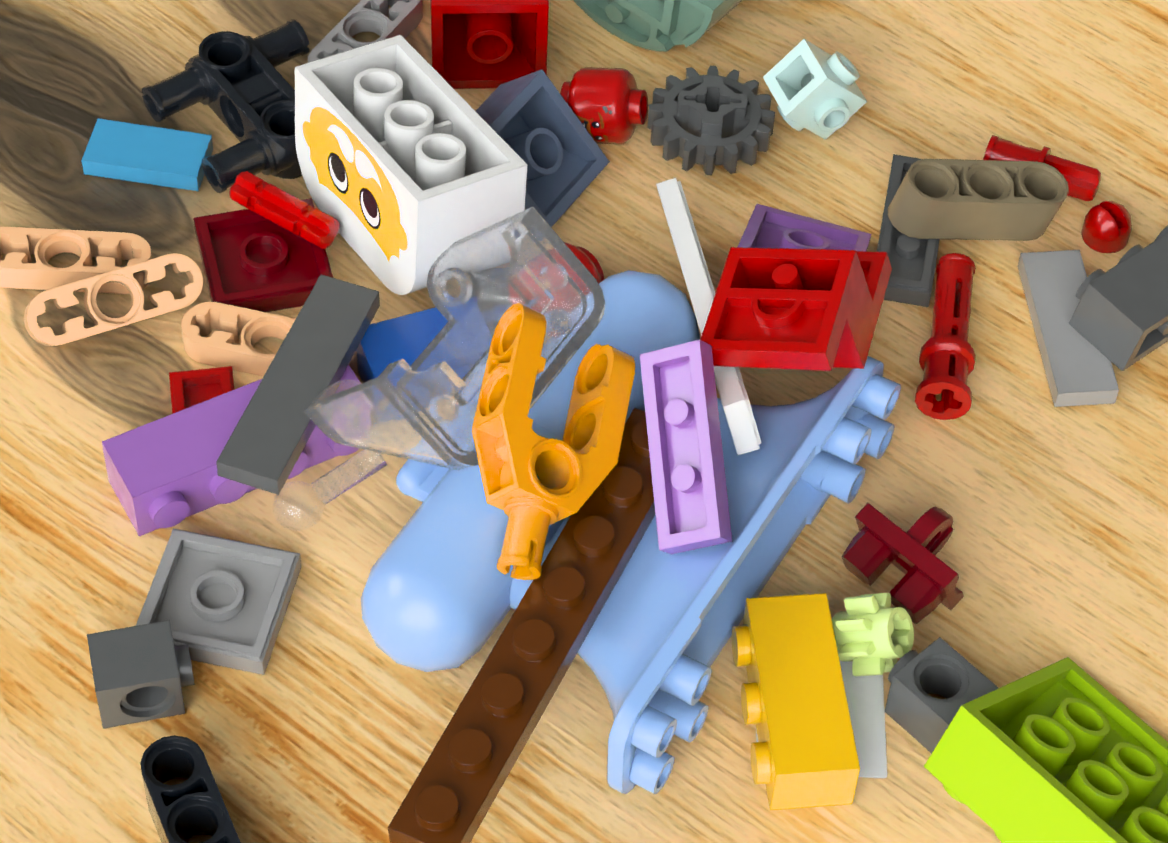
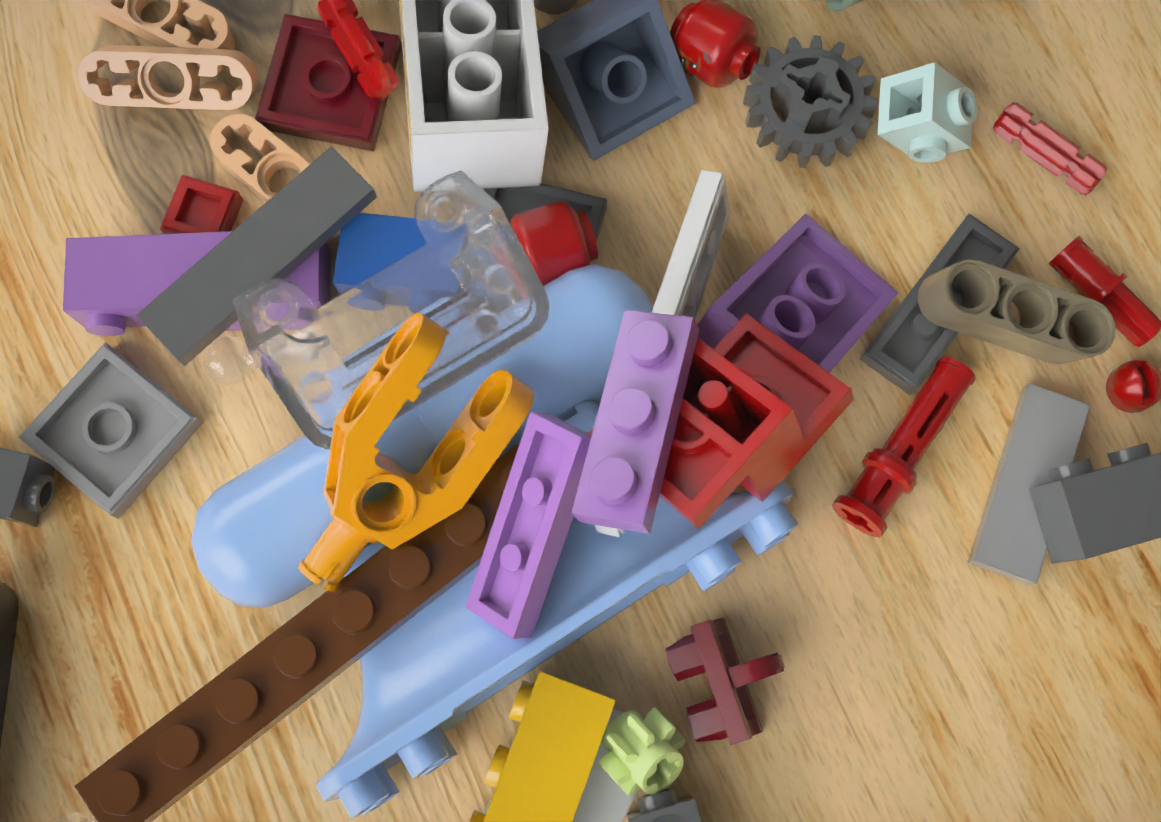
camera: 30 degrees right, 25 degrees up
(735, 314) = (636, 421): none -> medium lavender plate
(929, 88) = (1049, 148): none -> axle

